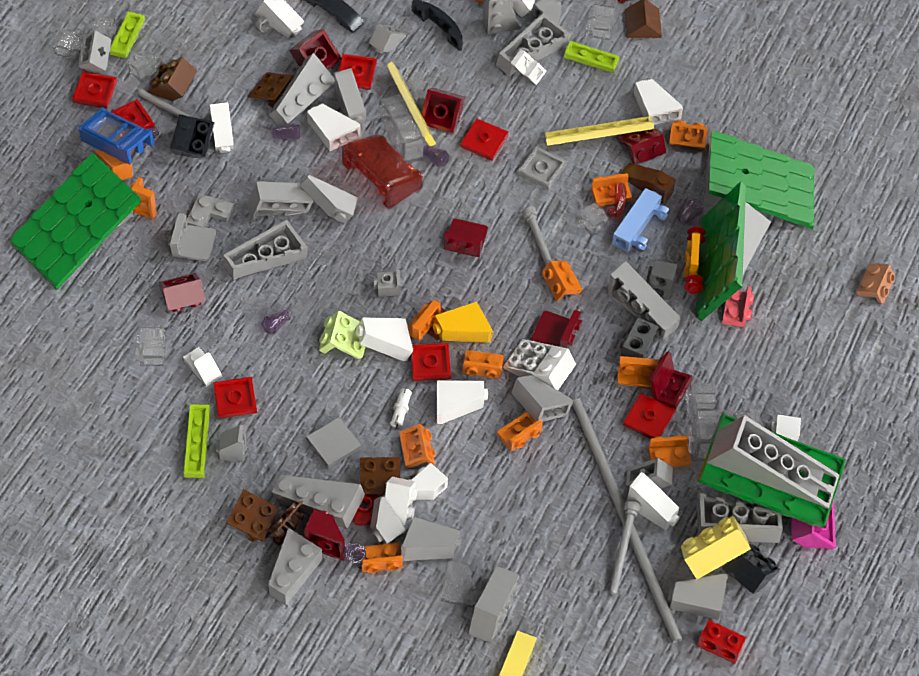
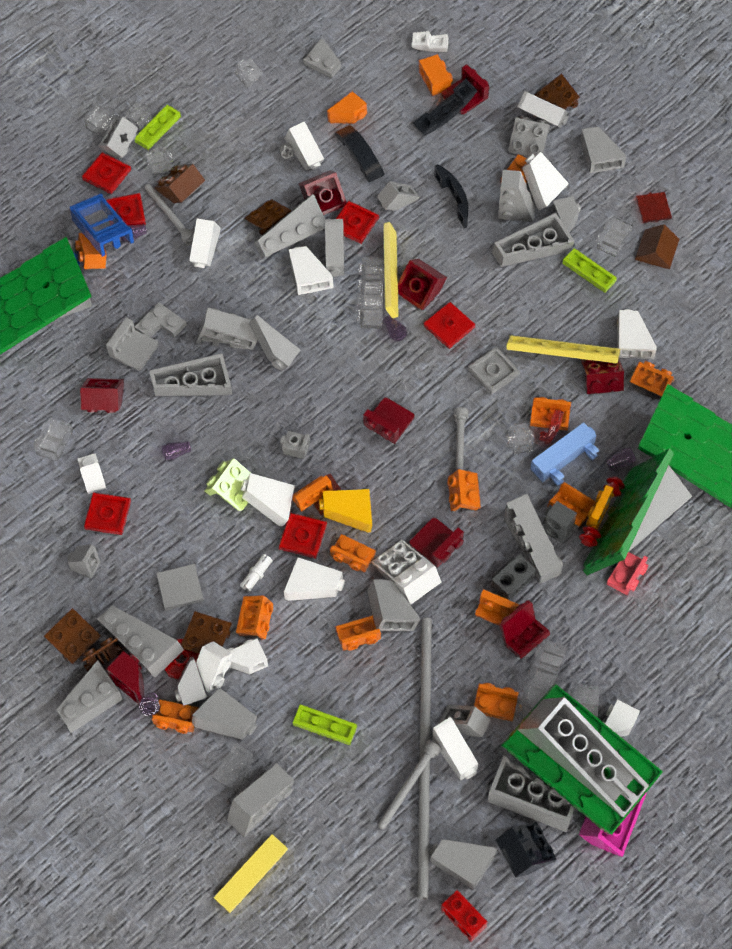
camera: 25 degrees right, 5 degrees up
(147, 205) = (101, 293): orange bracket -> none
(191, 136) = (170, 244): black slope -> none
(197, 441) = (55, 545): lime plate -> none
(289, 132) = (265, 265): clear purple cone -> none
(383, 167) = (337, 327): clear red windscreen -> none
(524, 520) = (325, 724): none -> lime plate
(528, 67) = (519, 264): white slope -> none
(649, 417) = (491, 659): red plate -> none
(650, 178) = (593, 415): reddish brown slope -> none
(665, 255) = (575, 501): none -> orange bracket
(714, 547) = (492, 818): light yellow brick -> none

